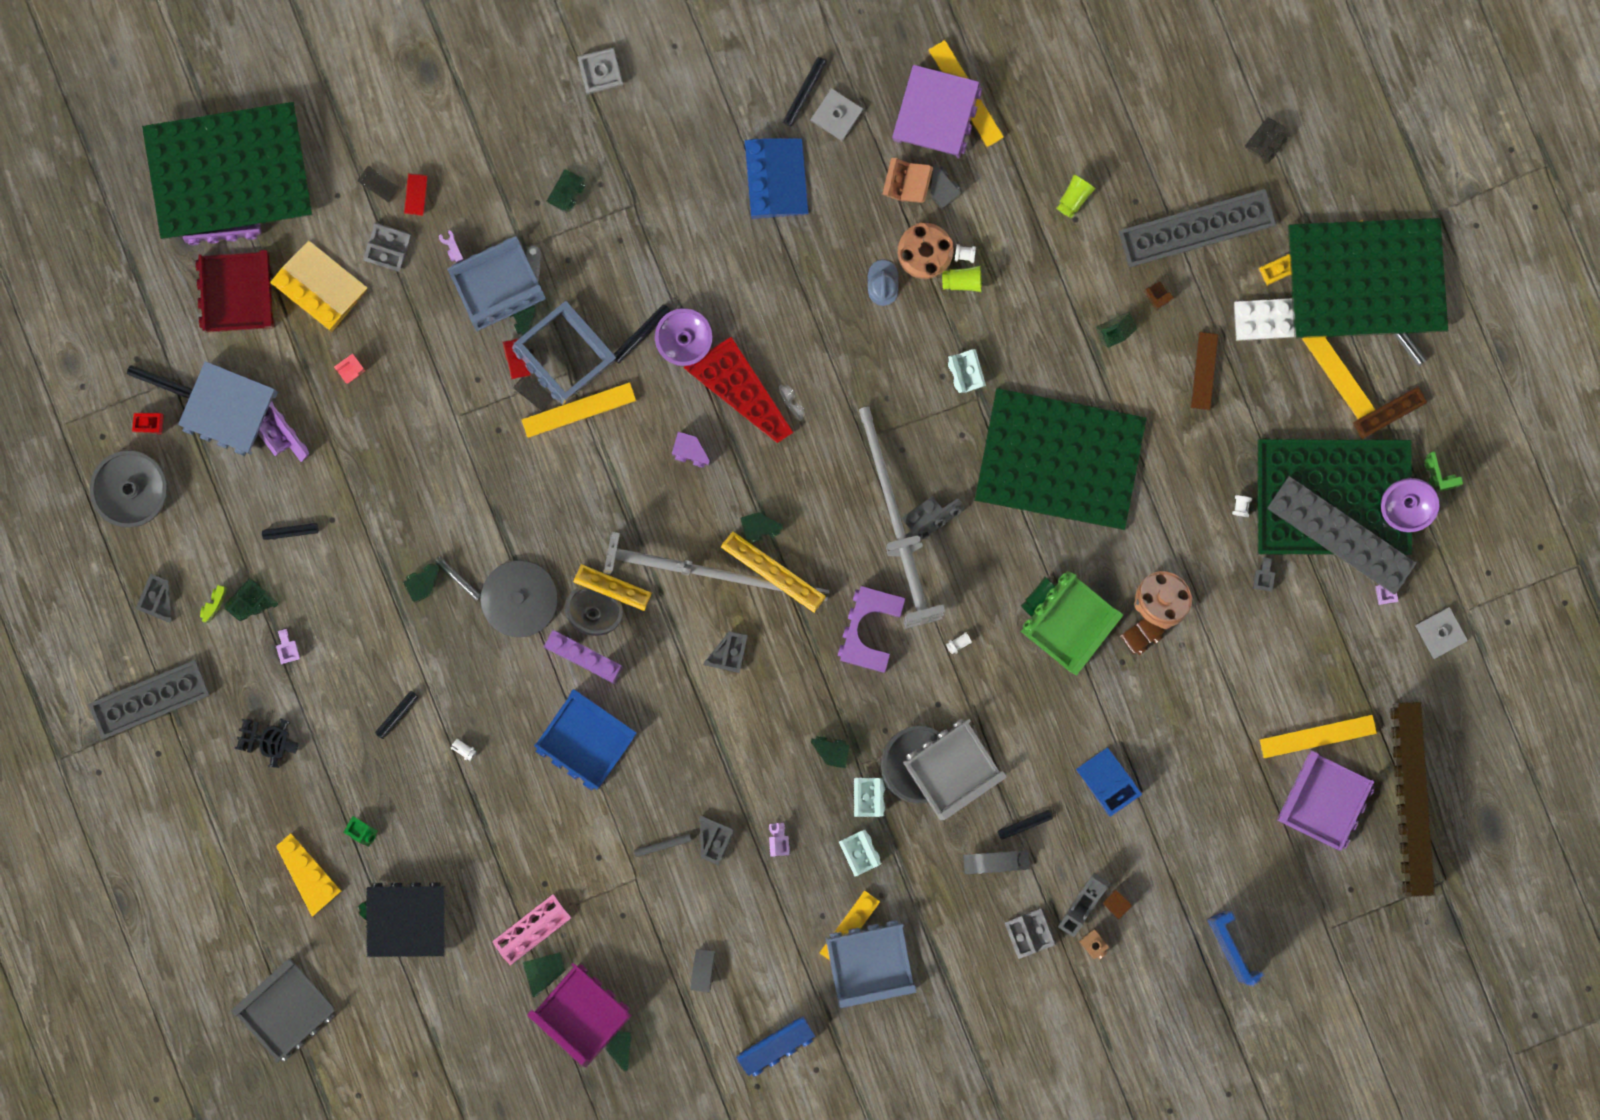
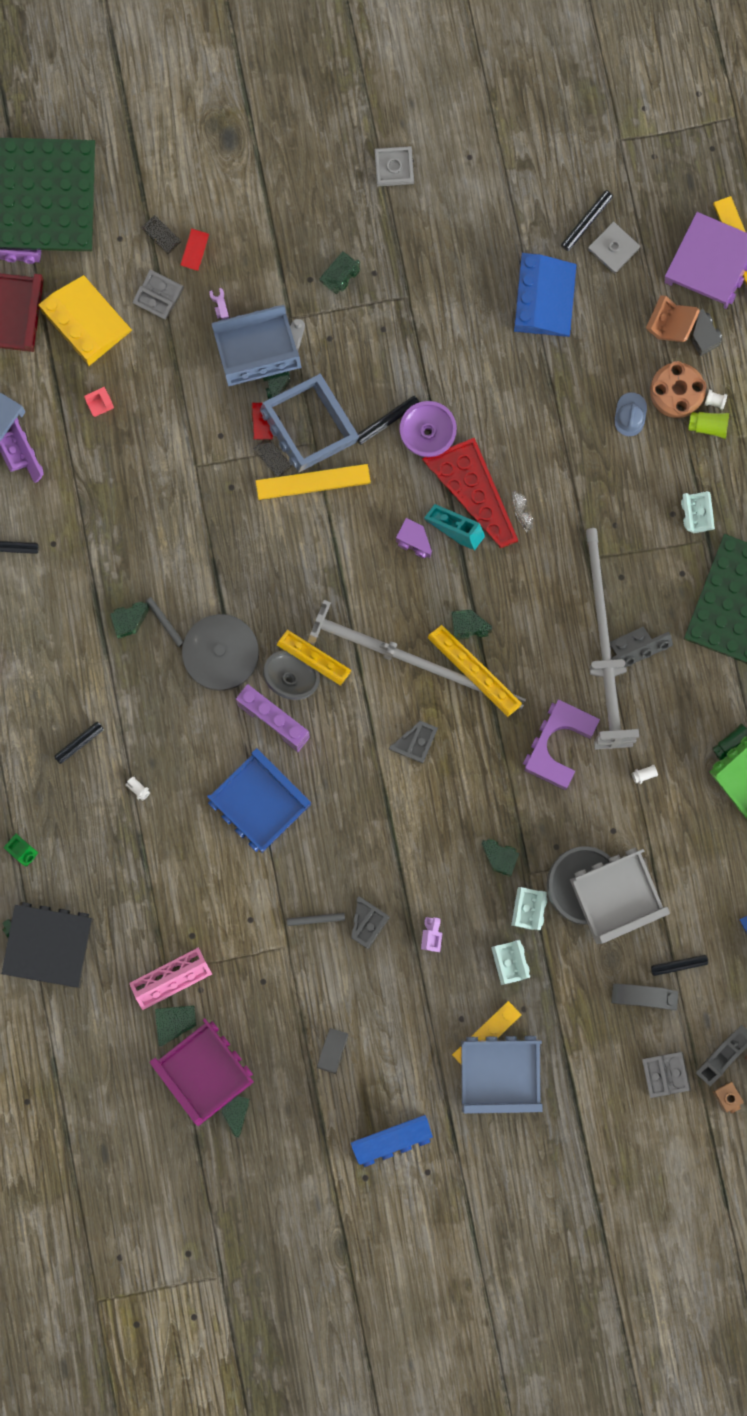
camera: 10 degrees right, 5 degrees down
(729, 430) = (459, 528): none -> teal slope

